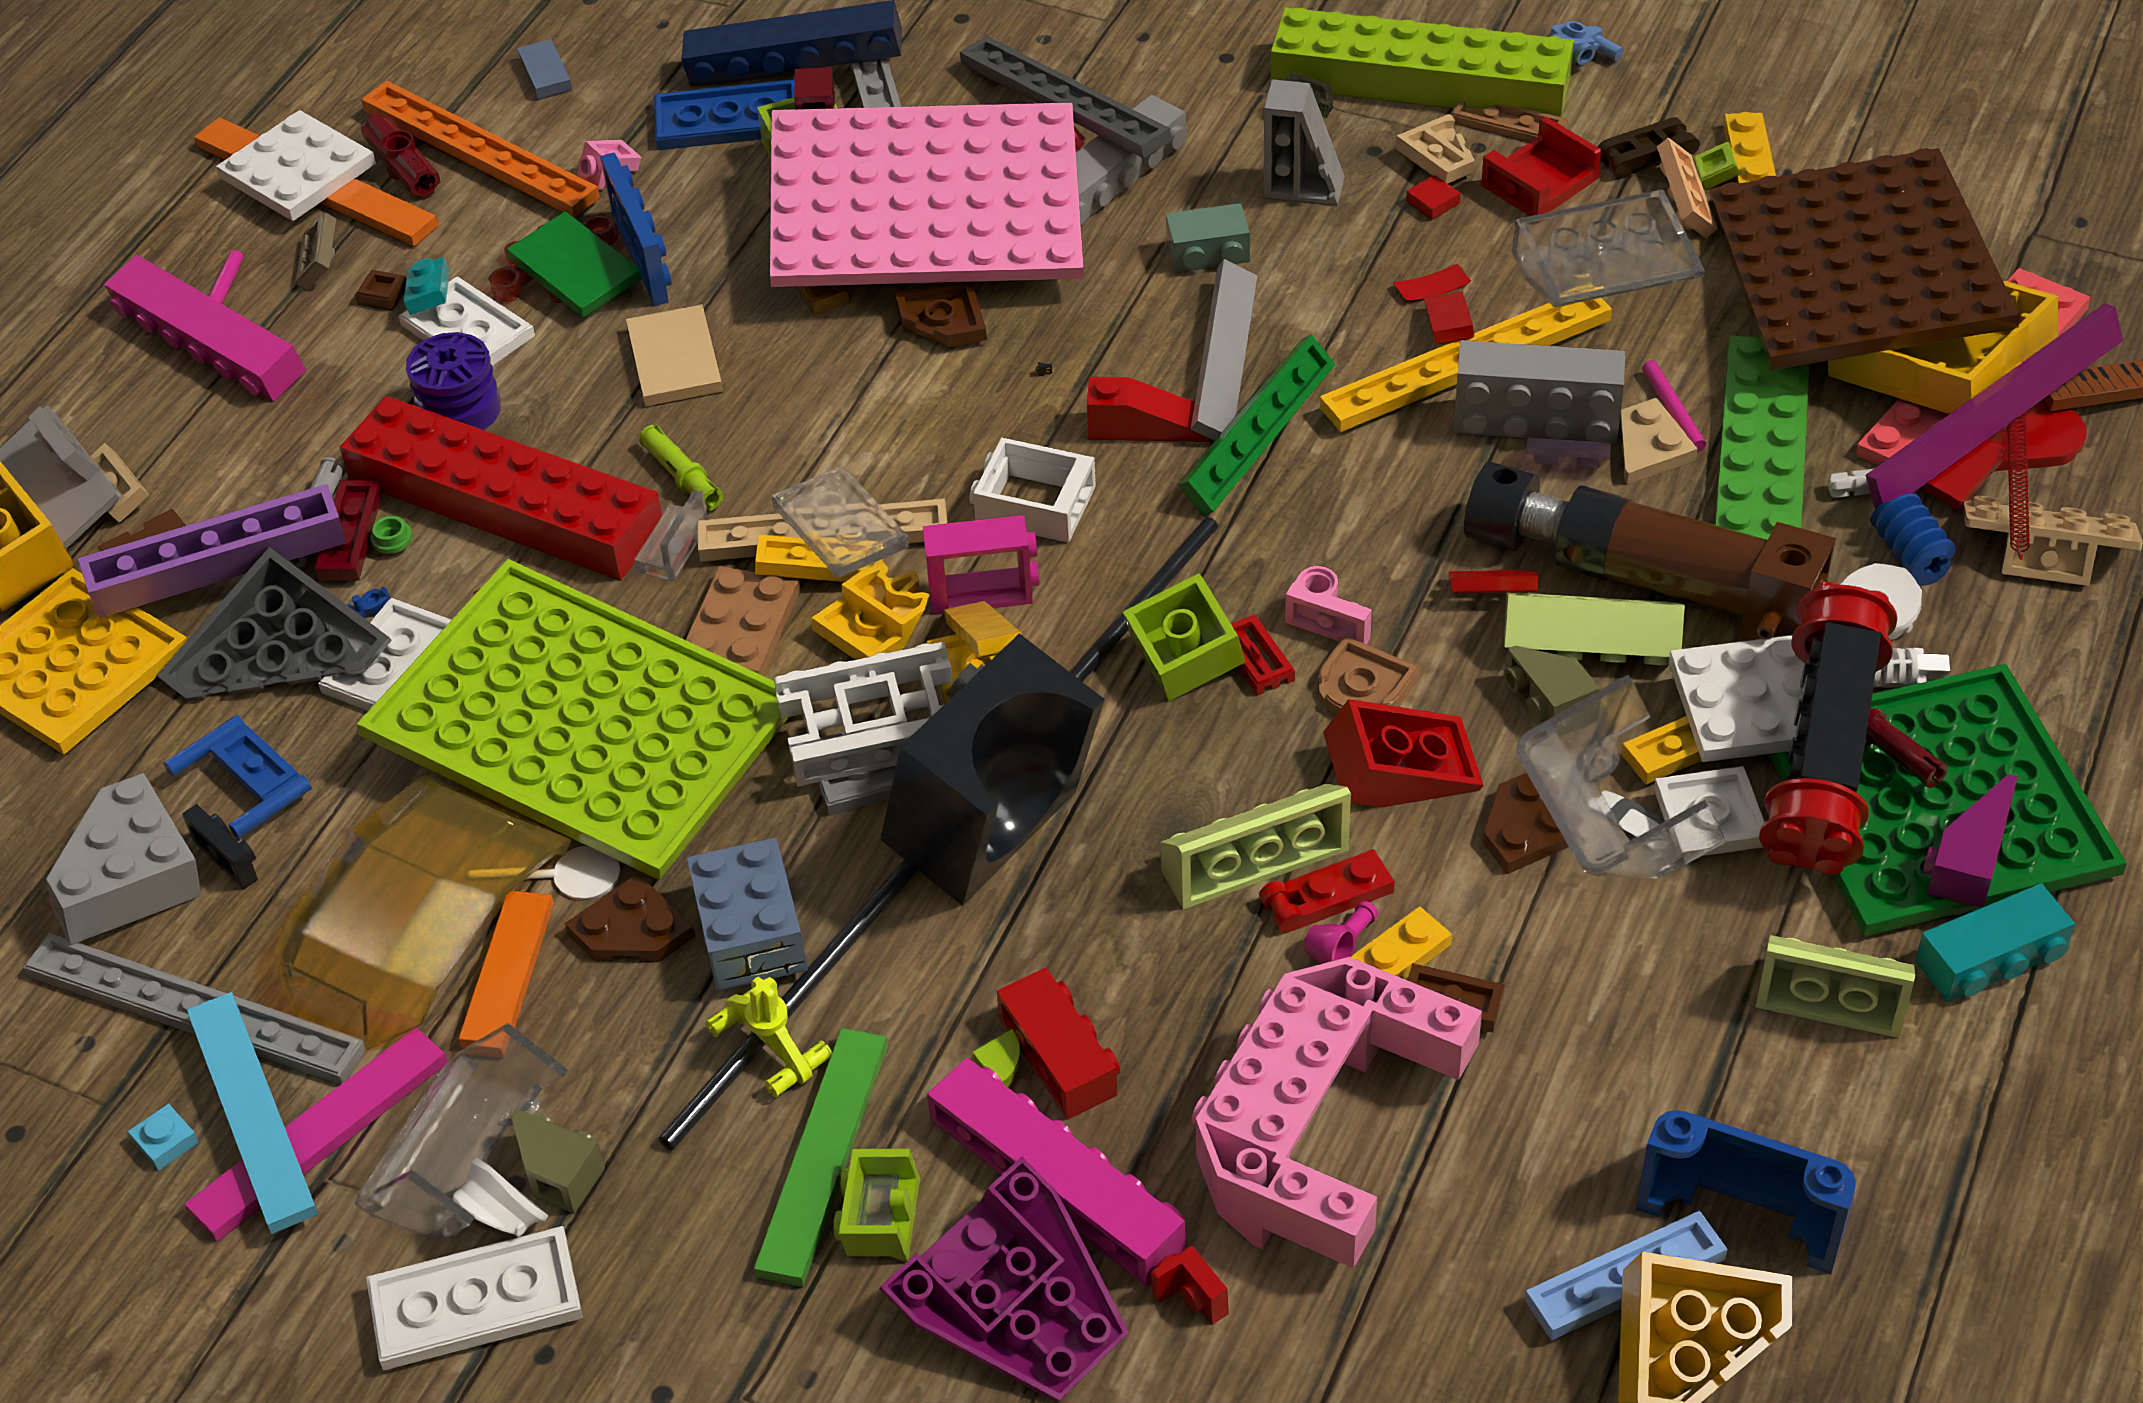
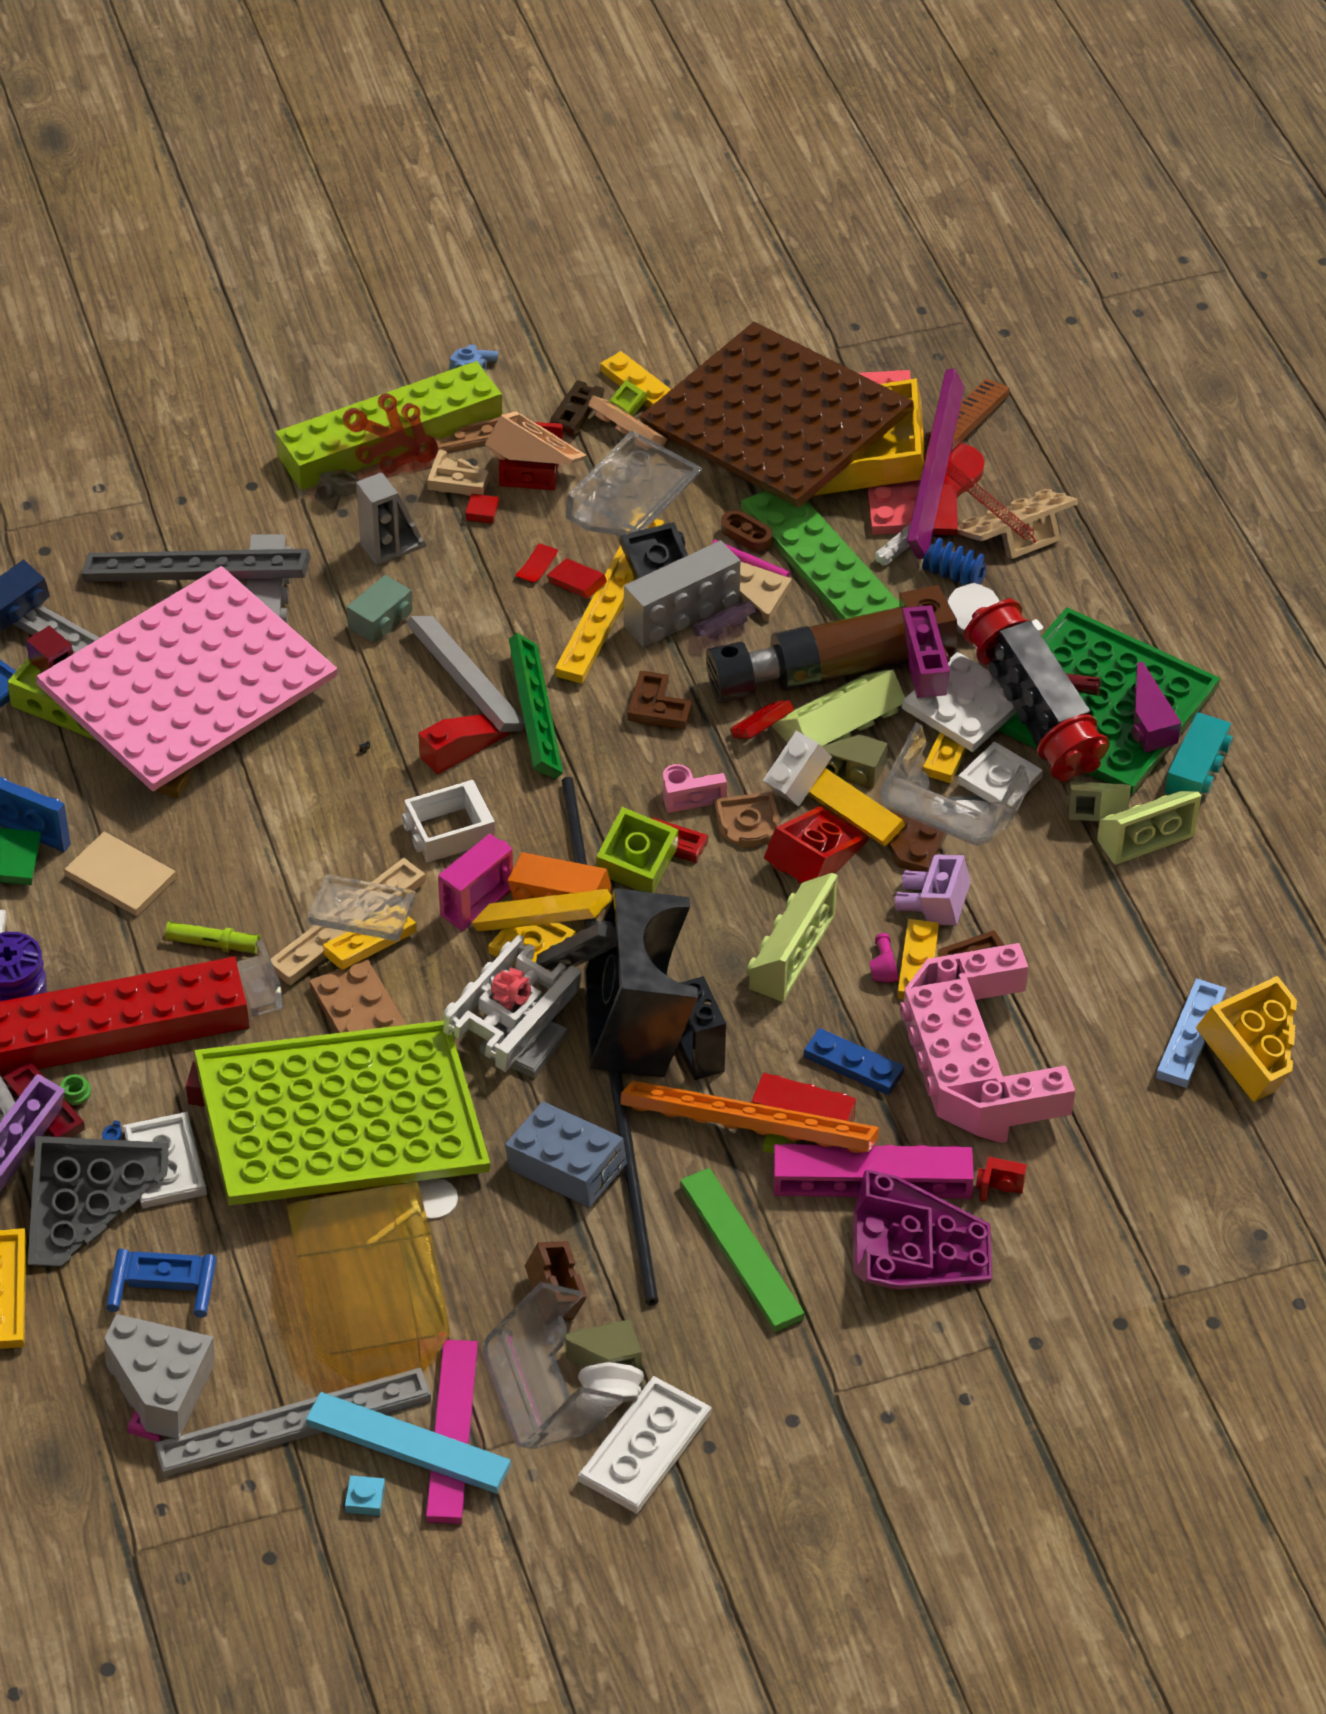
camera: 45 degrees left, 0 degrees up
(214, 840) = (218, 1324): black plate -> none
(507, 965) = (463, 1285): orange tile -> none
(583, 1039) = (554, 1265): none -> reddish brown brick
(630, 923) = (495, 1207): reddish brown plate -> none
(766, 1017) = (648, 1199): neon yellow axle -> none
(871, 694) = (511, 988): none -> coral gear
(873, 613) = (439, 950): yellow plate -> none
(878, 1203) = (803, 1250): lime window -> none
(942, 313) = (267, 748): reddish brown plate -> none
(980, 1011) = (752, 1116): none -> orange plate
(1026, 863) = (704, 1035): none -> black window
(1066, 622) = (546, 876): none -> orange brick
(1181, 1027) = (854, 1061): none -> blue plate
(1327, 891) = (851, 941): red plate -> none
(1389, 496) = (652, 706): none -> reddish brown plate
(1400, 71) = (393, 436): none -> clear red plant
(1459, 653) = (797, 768): none -> white brick
(1485, 895) = (942, 890): none -> lavender brick
(1490, 735) = (856, 807): none -> yellow tile
(1535, 143) = (524, 440): none -> light nougat slope
(1559, 323) = (653, 548): none -> black plate
(1701, 370) = (746, 530): none -> reddish brown plate
(1704, 1153) = (1246, 933): blue windscreen -> none
(1731, 603) = (925, 652): none -> magenta slope
(1795, 909) = (1096, 800): none -> olive slope

